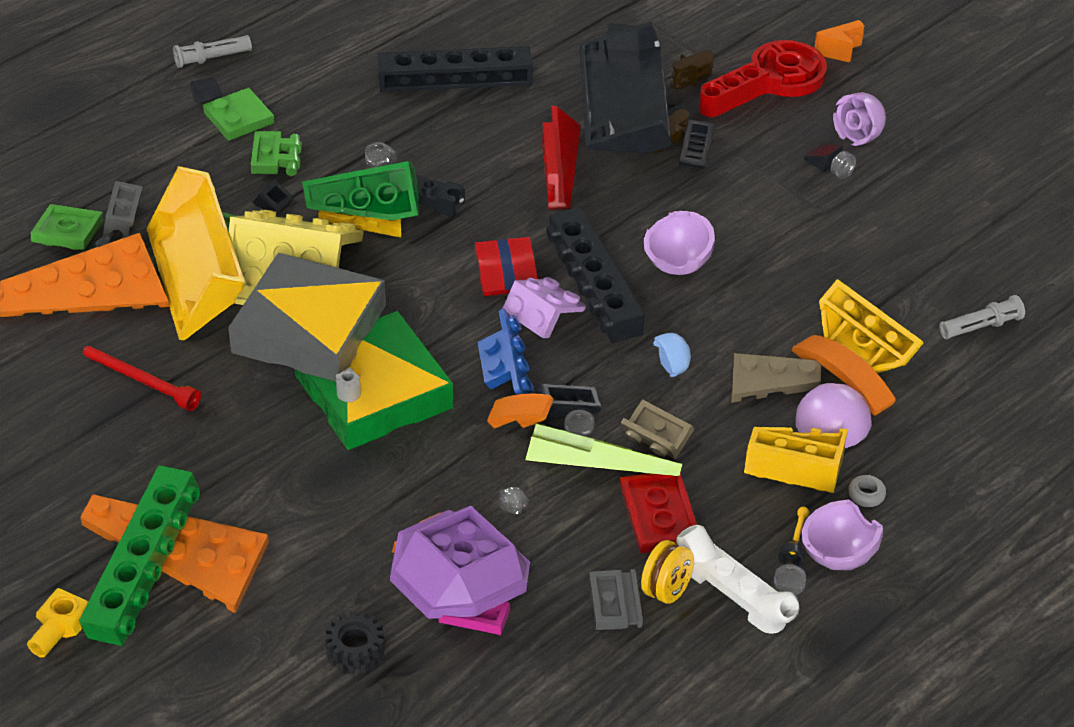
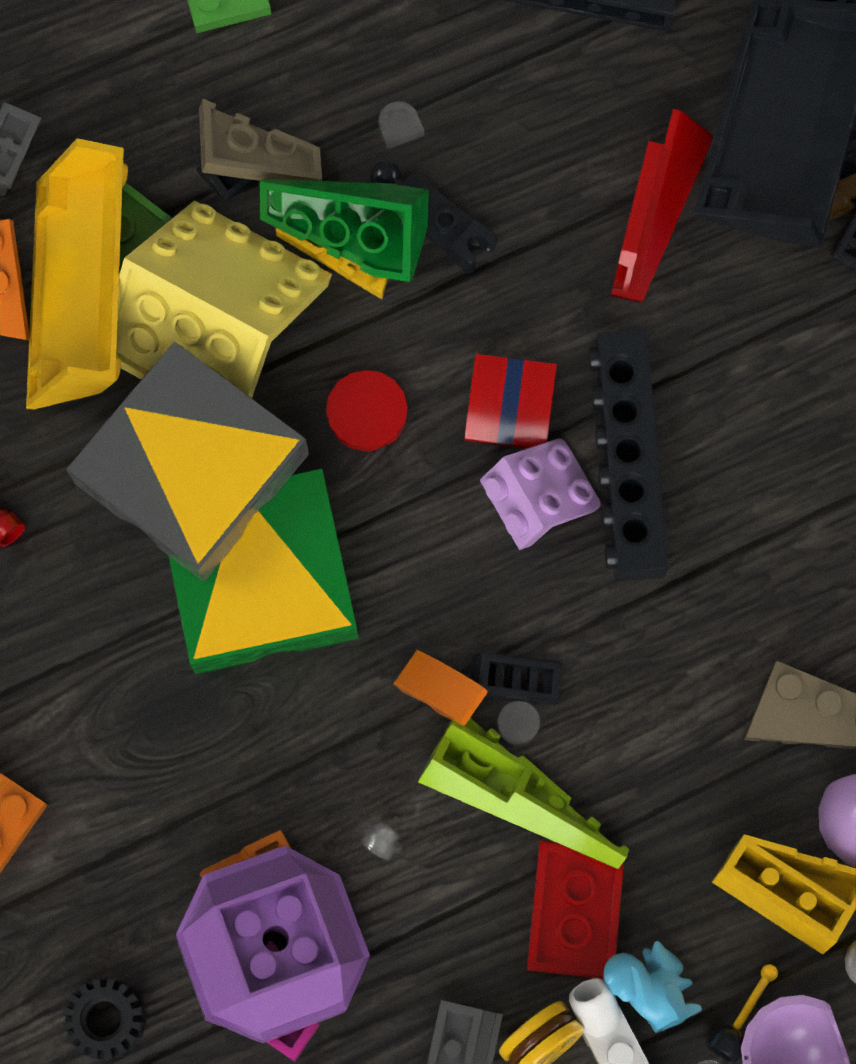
camera: 20 degrees right, 30 degrees up
(267, 150) = (241, 78): bright green plate -> none
(280, 176) = (248, 152): none -> dark tan wing
(348, 385) = (213, 612): light grey hose -> none
(413, 291) = (366, 410): none -> red tile
(504, 357) = (453, 579): blue bracket -> none
(658, 429) = (616, 775): dark tan bracket -> none
(673, 353) = (686, 645): light blue hair -> none
(680, 242) = (767, 440): lavender cylinder -> none
(732, 529) = (652, 992): none -> medium azure animal

